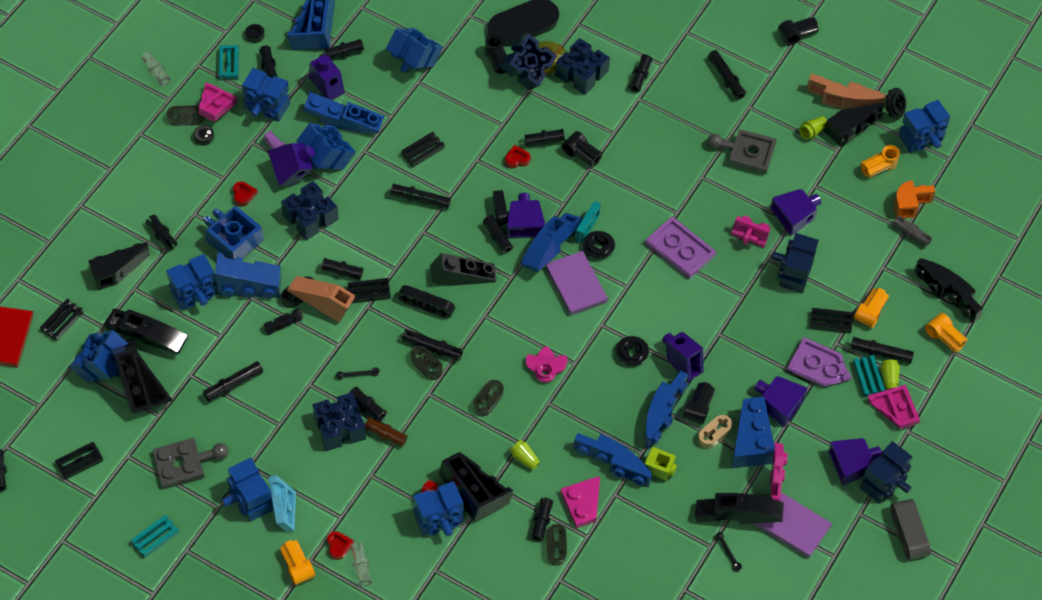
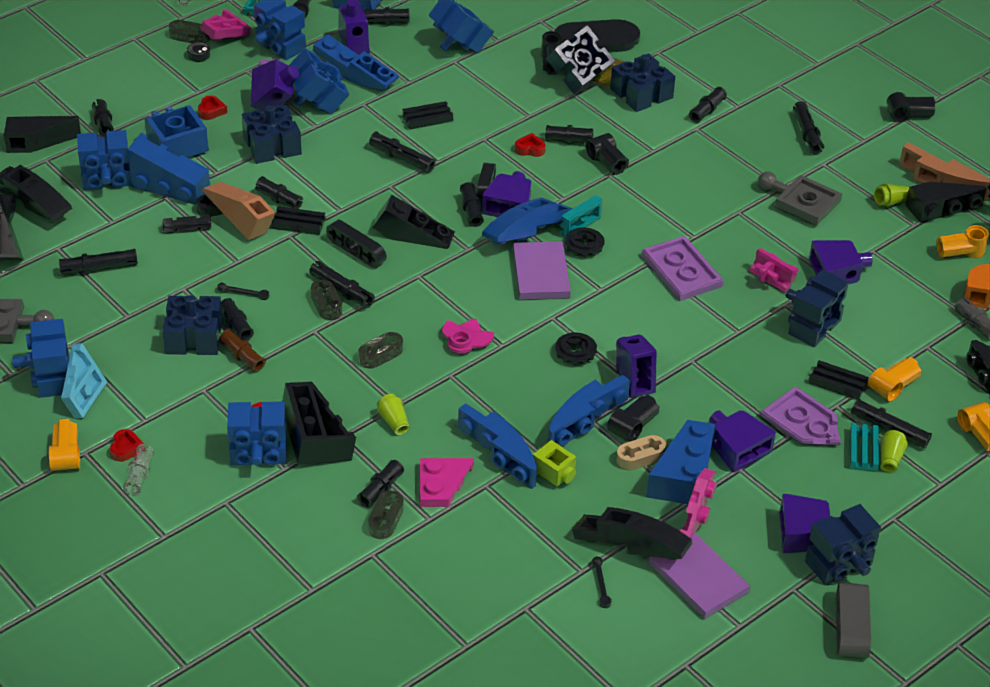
camera: 20 degrees right, 15 degrees down
(896, 406) = (886, 484): dark pink wing -> none

